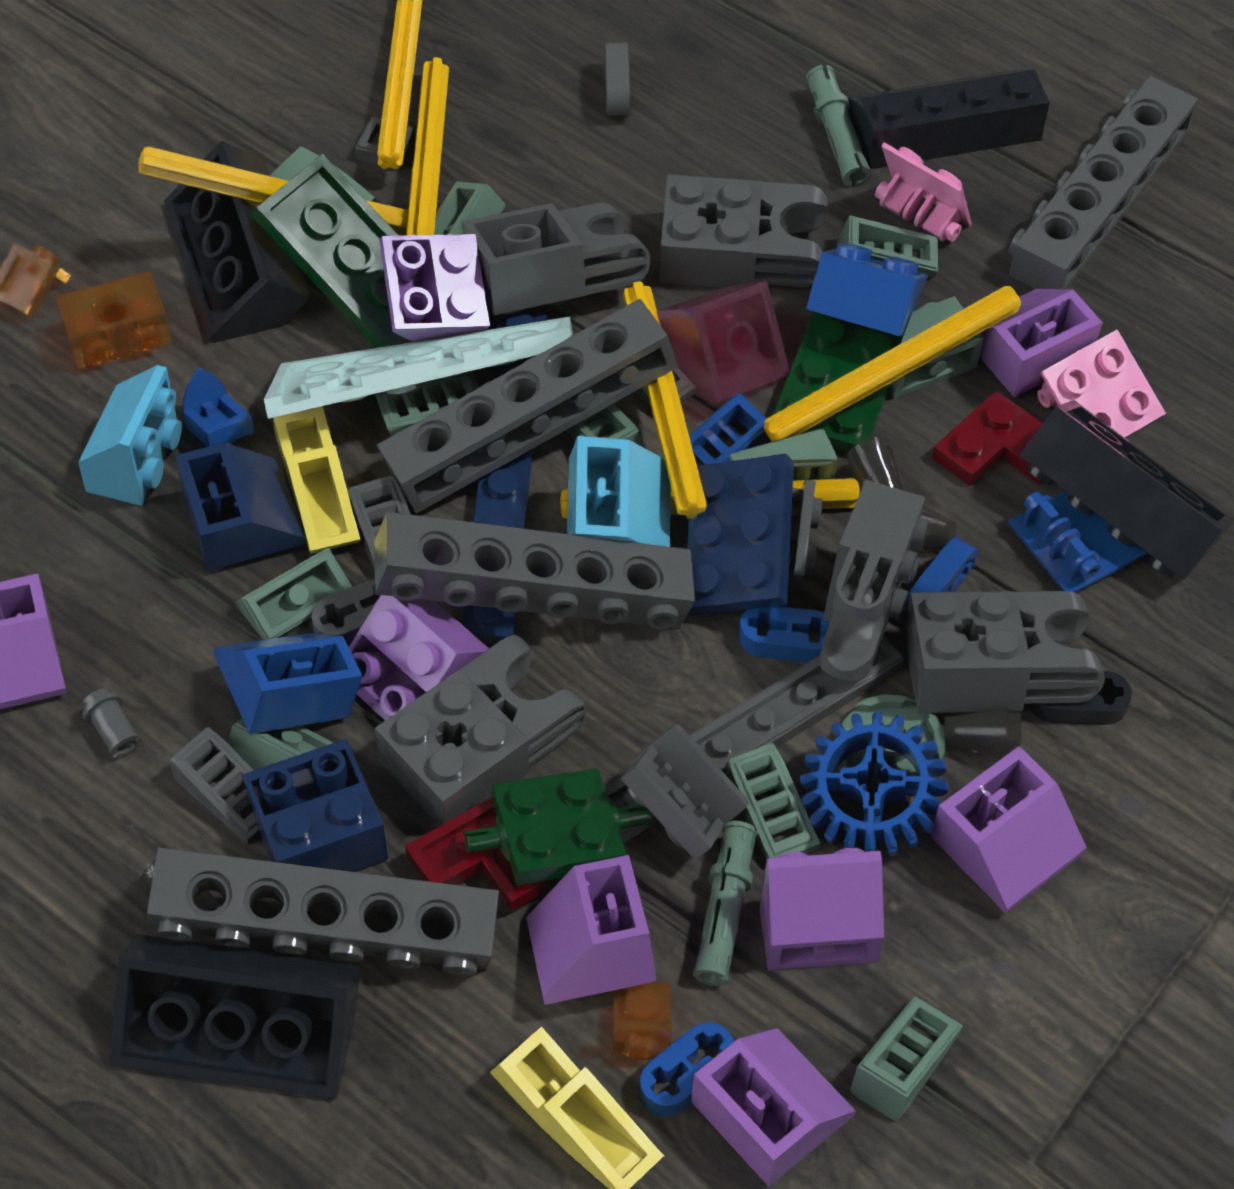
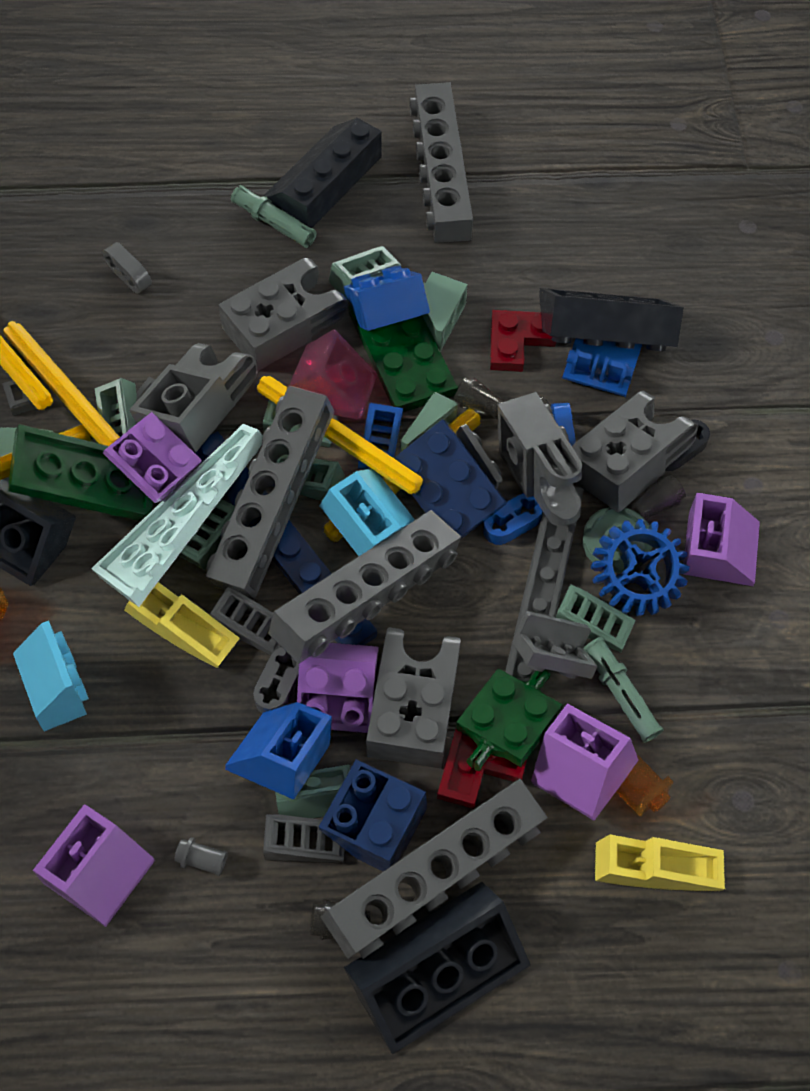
camera: 40 degrees left, 5 degrees up
(212, 413) = (84, 628): blue plate -> none
(238, 504) = (152, 672): dark blue slope -> none
(293, 595) = (230, 699): sand green slope -> none
(677, 1060) = (696, 795): blue beam -> none
(768, 1102) = (749, 779): medium lavender slope -> none
(822, 909) = (680, 654): medium lavender slope -> none
(887, 1086) = (780, 722): sand green slope -> none
(892, 364) = (439, 333): yellow axle -> none
(918, 189) = (372, 217): bright pink hinge -> none
(1040, 334) = (487, 264): medium lavender slope -> none
(1105, 383) = (541, 268): bright pink hinge -> none

